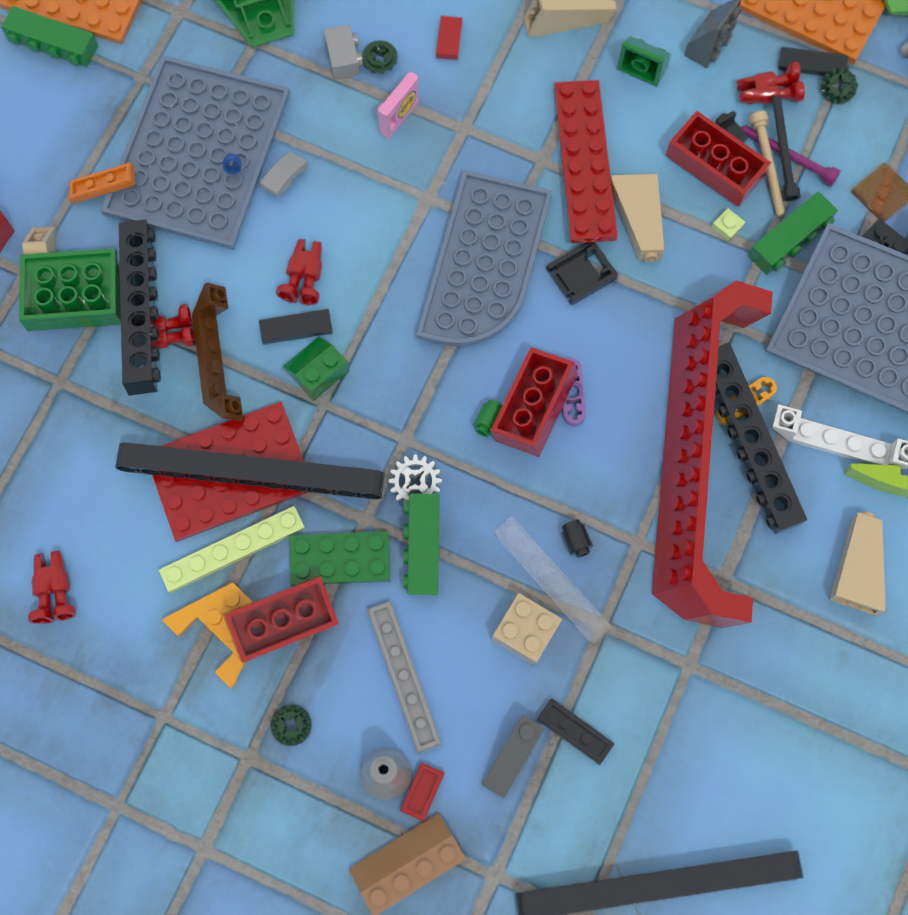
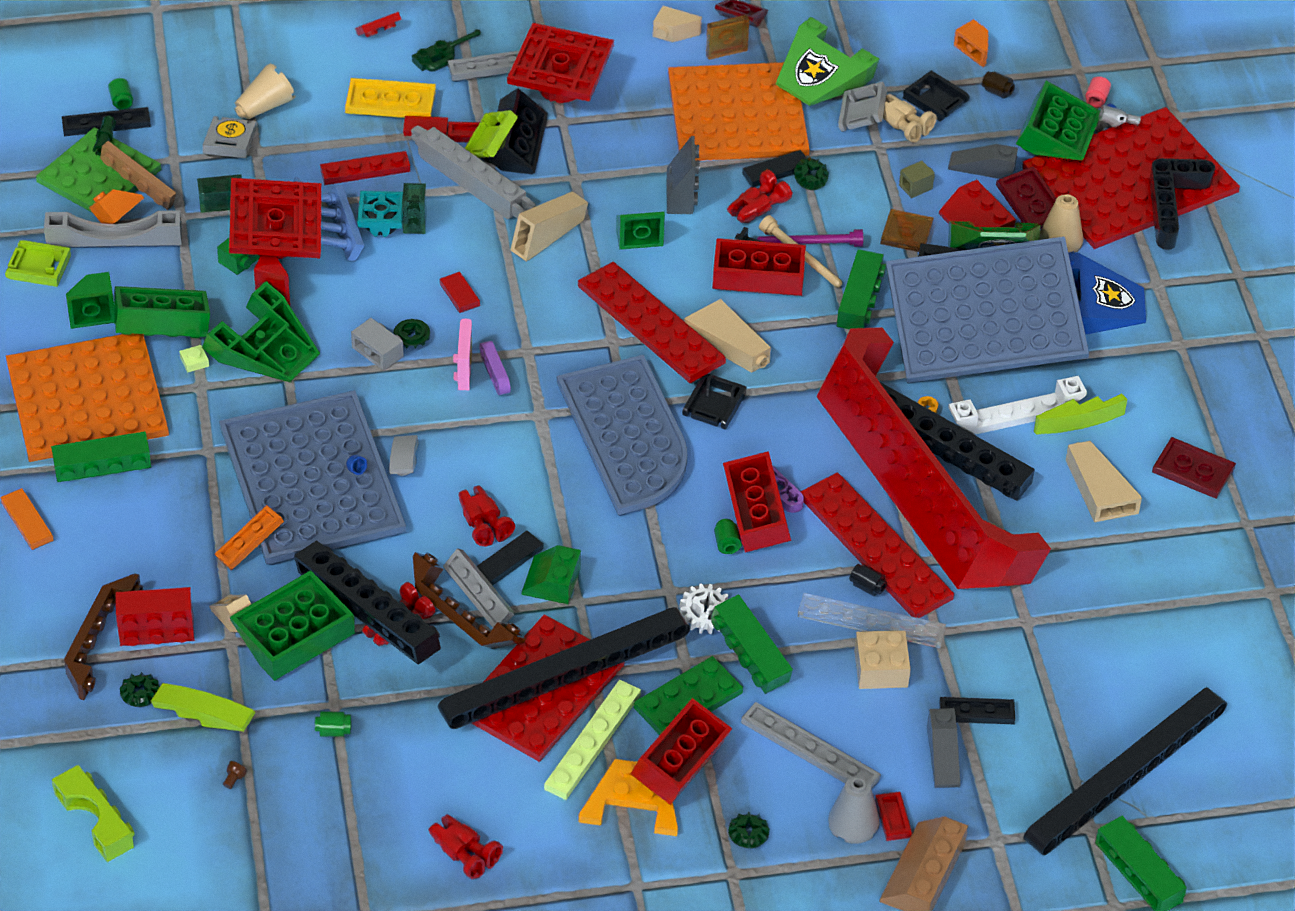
camera: 35 degrees left, 25 degrees down
(37, 404) = (333, 724): none -> green brick
(245, 344) = (478, 588): none -> light grey plate
(420, 131) = (495, 368): none -> medium lavender beam
(613, 506) = (877, 545): none -> red plate
(728, 224) = (804, 311): yellowish green plate -> none
(790, 190) = (833, 262): black piece -> none

